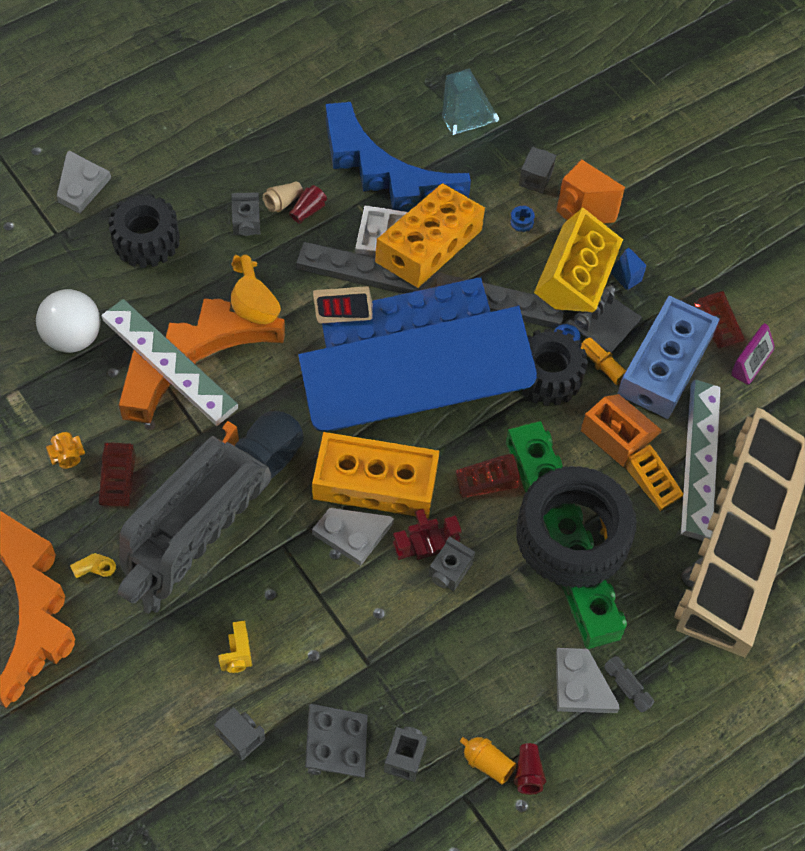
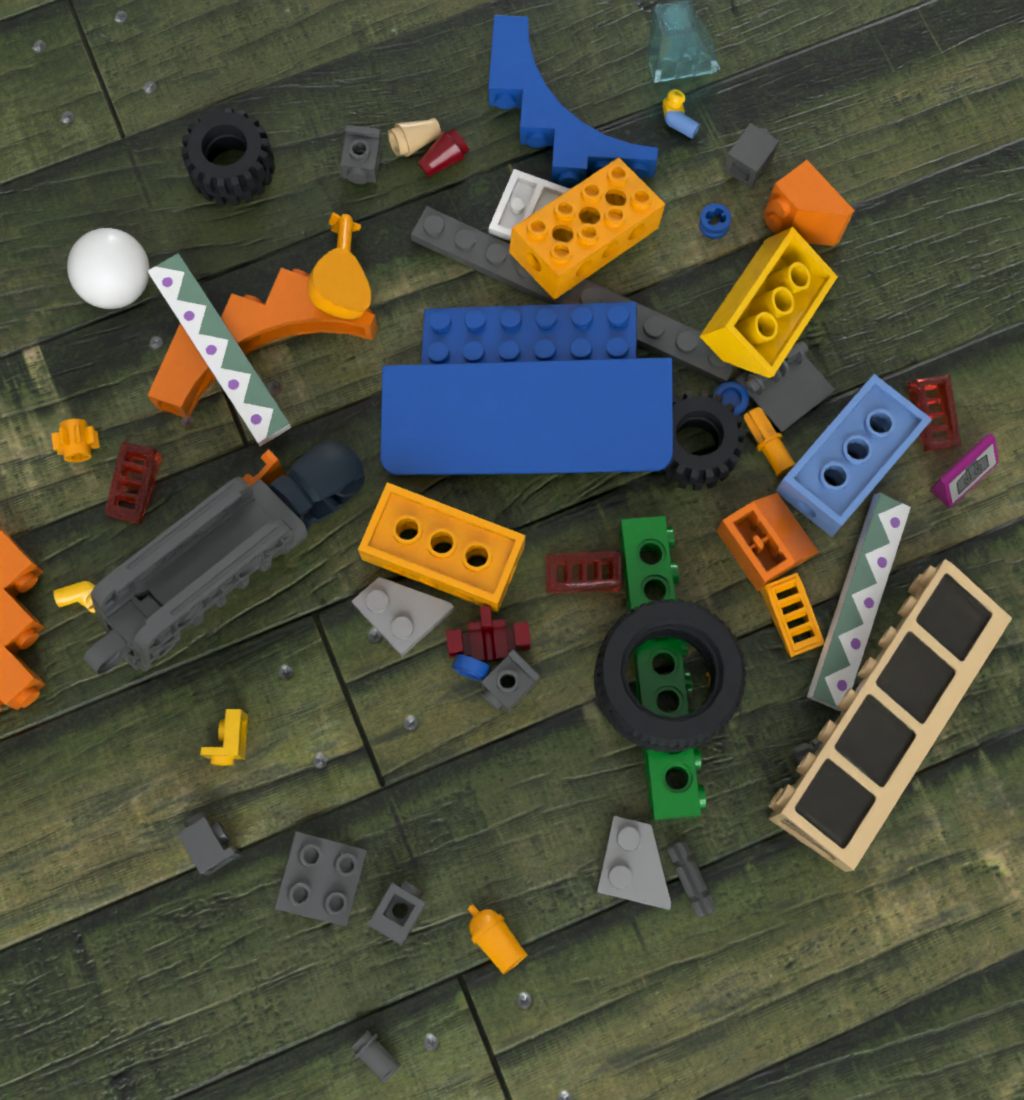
camera: 15 degrees right, 15 degrees up
(80, 182) = (165, 71): light grey wing -> none
(343, 304) = (452, 309): slope -> none
(418, 559) = (470, 667): none -> blue tile
(475, 154) = (675, 114): none -> arm
(529, 770) = (541, 965): dark red cone -> none
(629, 269) = (834, 320): blue slope -> none

